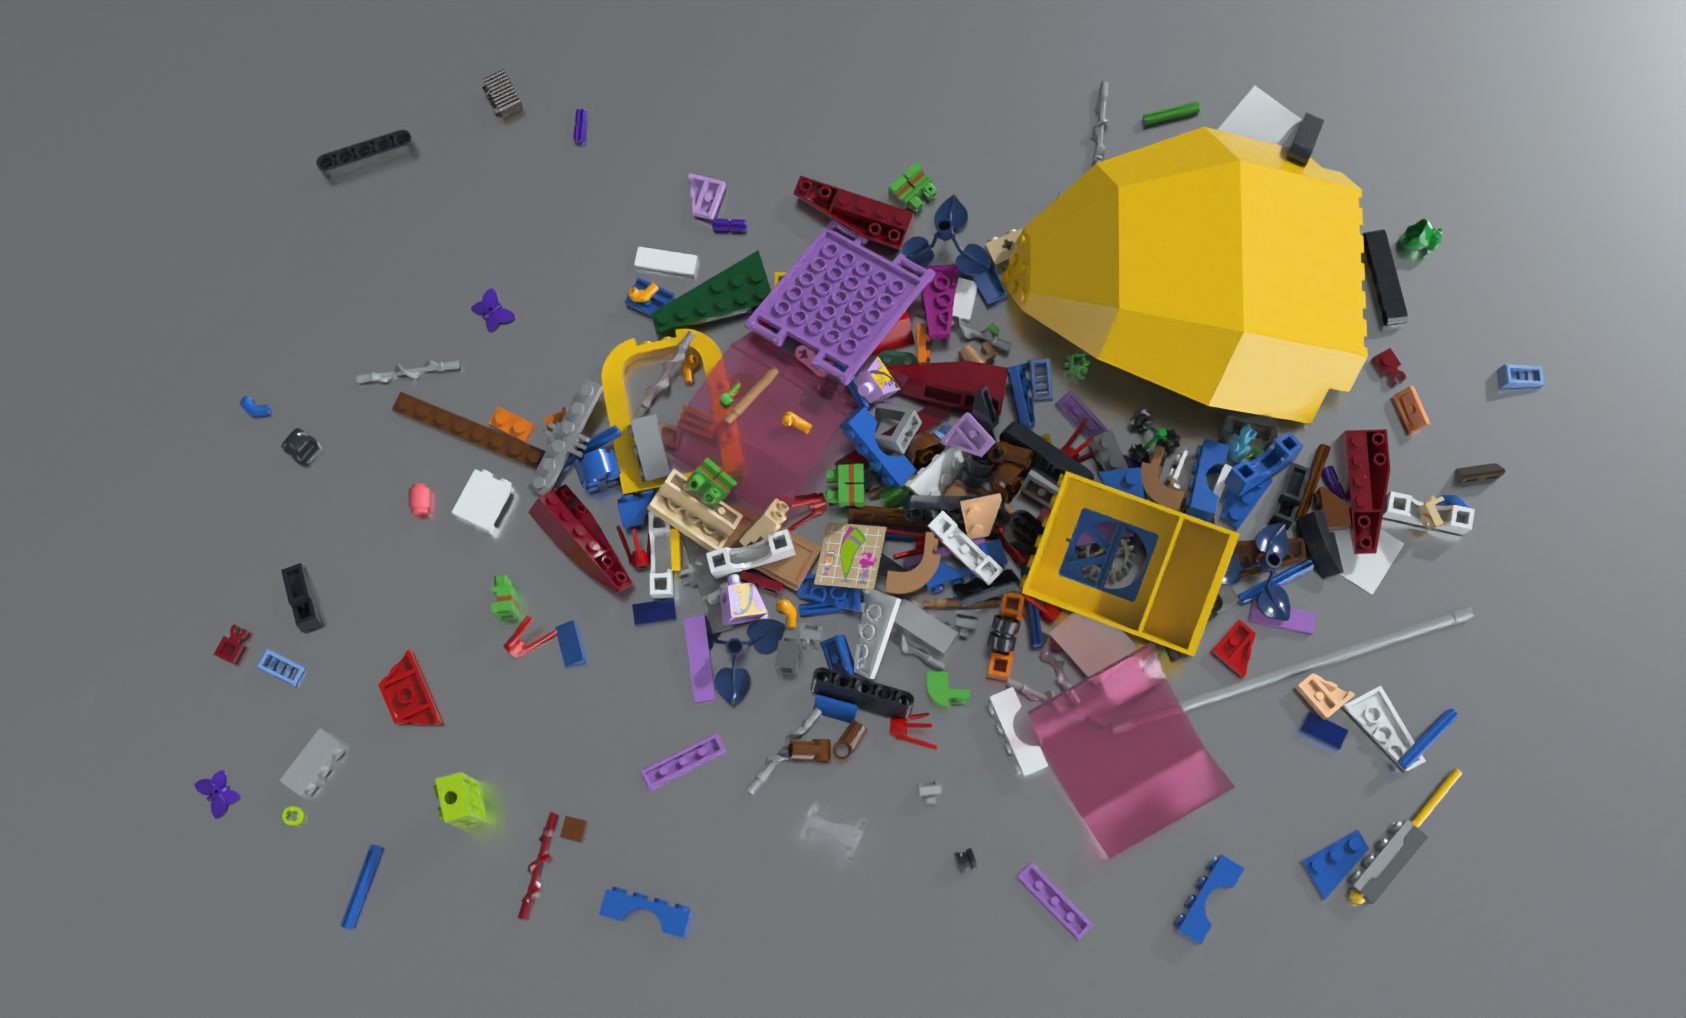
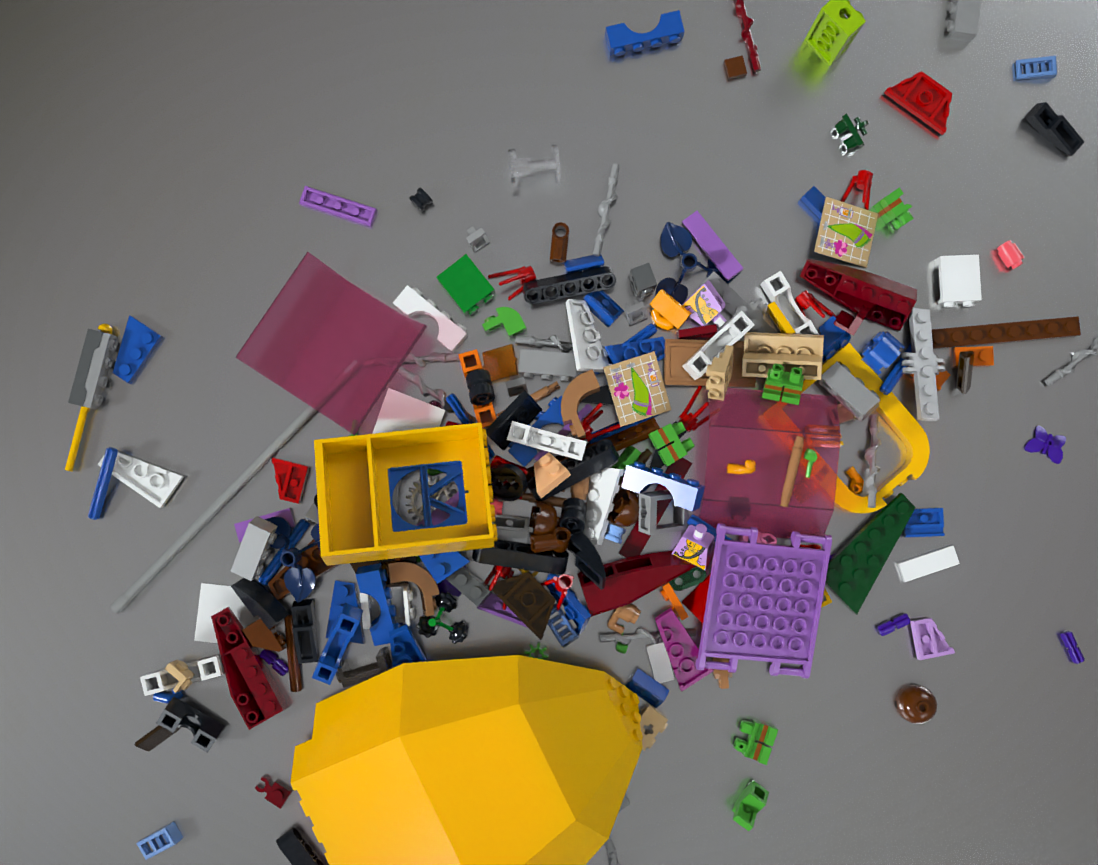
camera: 150 degrees right, 10 degrees up
(230, 648) = (1085, 62): dark red plate -> none
(497, 708) = (846, 124): none -> dark green hips
(529, 412) = (964, 373): none -> dark brown slope
(562, 603) = (846, 232): none -> sticker
(611, 510) = (850, 323): none -> dark red panel
(643, 295) = (931, 520): light orange arm -> none
(654, 612) = (769, 265): clear blue tile -> none
(683, 761) = (680, 162): medium lavender tile -> none
(749, 147) = (916, 704): none -> reddish brown cylinder
(776, 616) = (670, 308): none -> light orange tile
(815, 750) = (582, 221): reddish brown piece -> none
(858, 213) = (790, 690): dark red wedge -> none
(948, 217) = (710, 733): dark blue plant -> none
(950, 138) = (749, 804): none -> bright green brick
(964, 747) = (466, 285): none -> green brick
(968, 436) = (592, 536): lavender wing -> none
(970, 652) = (500, 362): none -> clear orange piece
(1020, 409) = (562, 584): none -> red plant
(1061, 414) = (527, 601): none -> dark brown wing
(1194, 923) = (217, 291): blue arch -> none
(1201, 423) = (404, 647): none -> blue wing
(1239, 443) = (368, 654): medium azure plate -> none
(1255, 453) = (350, 654): bright green hand -> none
(1302, 594) = (254, 548): none -> light grey brick
(1323, 695) = (202, 476): light nougat wing -> none
(1323, 730) = (190, 449): clear blue tile -> none
(1411, 409) = (238, 761): orange plate -> none
(1430, 452) = (203, 727): none -> black arch

